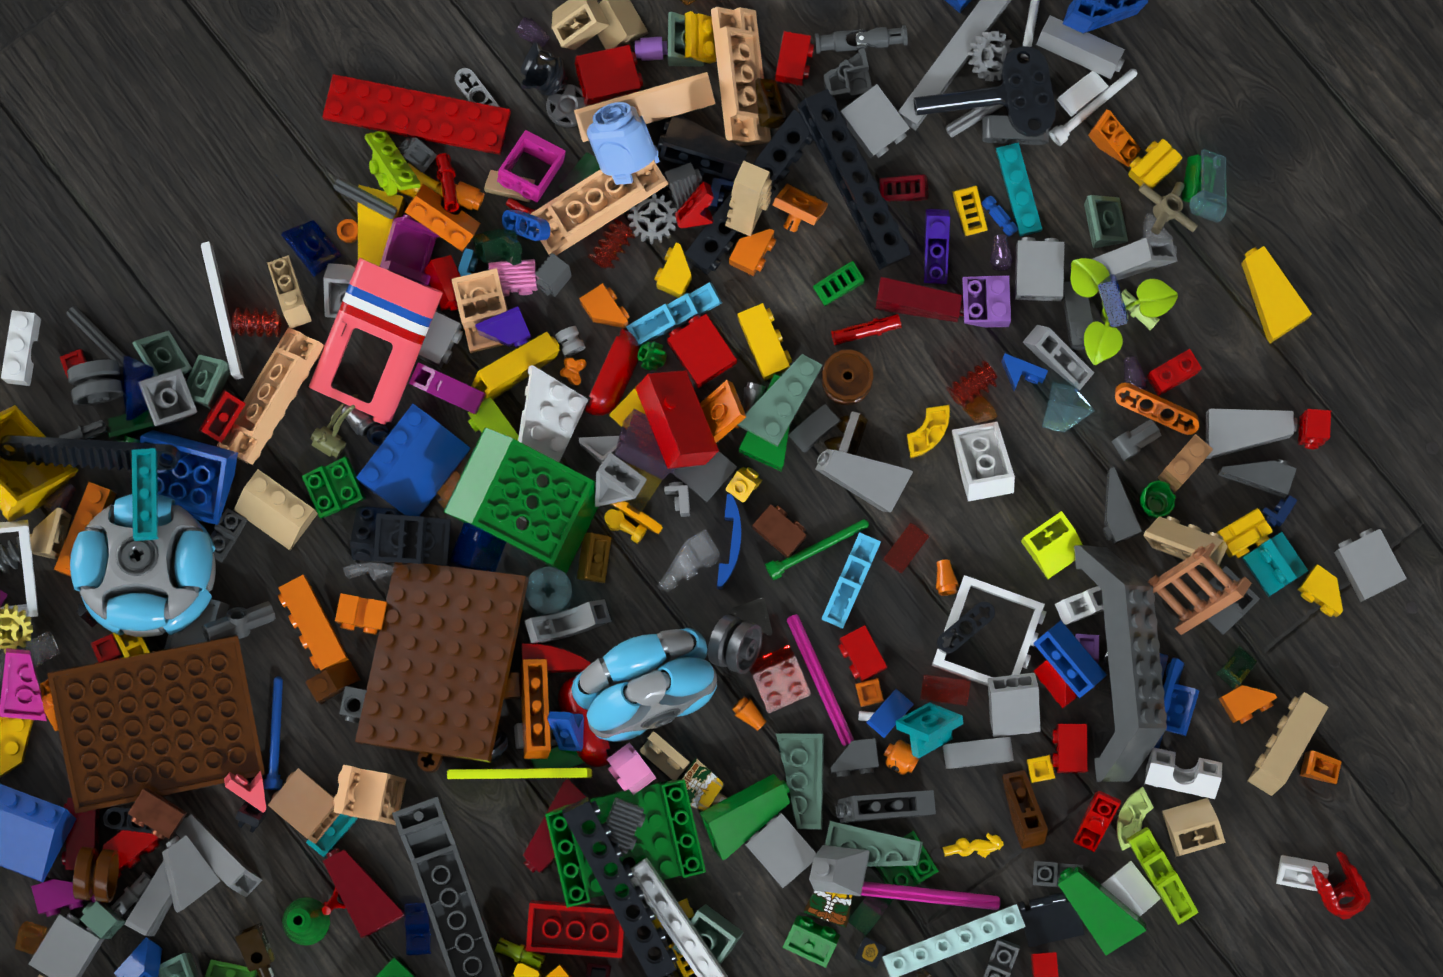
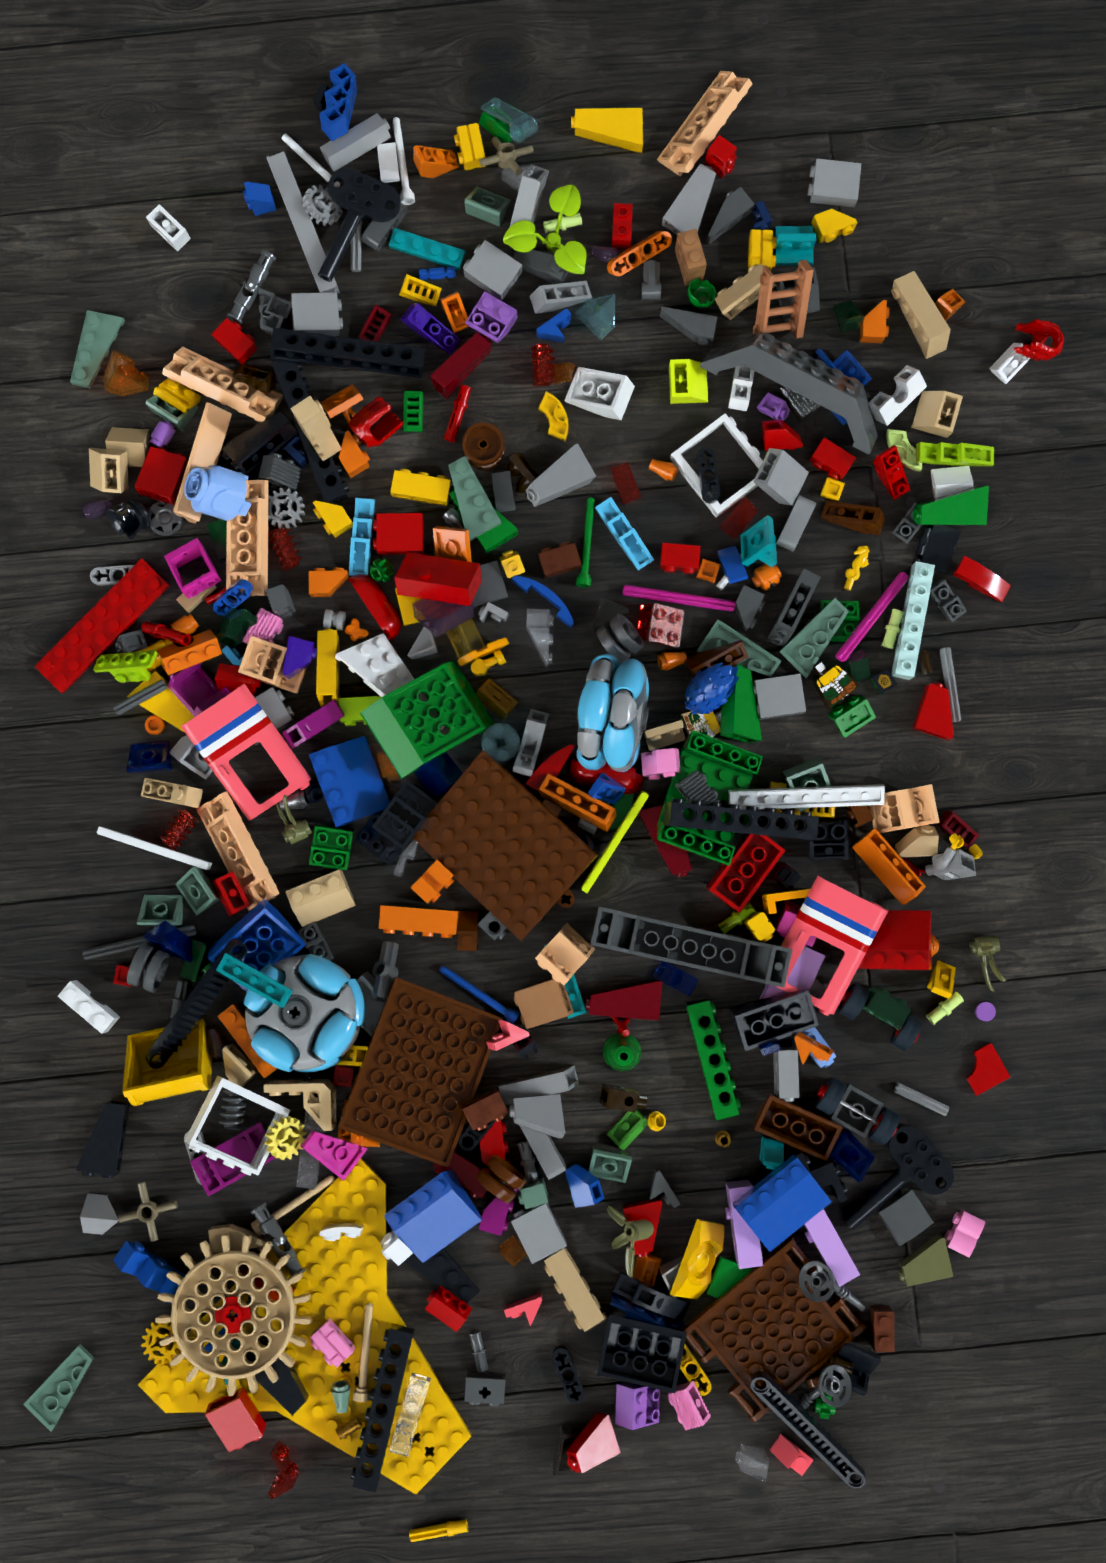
camera: 60 degrees left, 5 degrees up
(59, 646) = (320, 1108): none -> tan bracket
(168, 398) = (193, 923): light grey slope -> none
(616, 481) = (456, 647): light grey slope -> none
(694, 210) = (298, 475): red slope -> none
(740, 771) = (710, 688): none -> blue head
(775, 758) = (727, 654): none -> reddish brown slope
(791, 240) = (368, 416): none -> red piece
(839, 870) = (819, 664): light grey slope -> none
(931, 926) = (892, 628): none -> yellowish green pin
(970, 259) = (454, 311): none -> orange slope
(1001, 254) = (466, 289): clear purple cone -> none
(1070, 659) = (775, 418): blue brick -> none
(1113, 301) = (550, 230): clear blue slope -> none
(1343, 387) = (704, 122): none -> light nougat slope

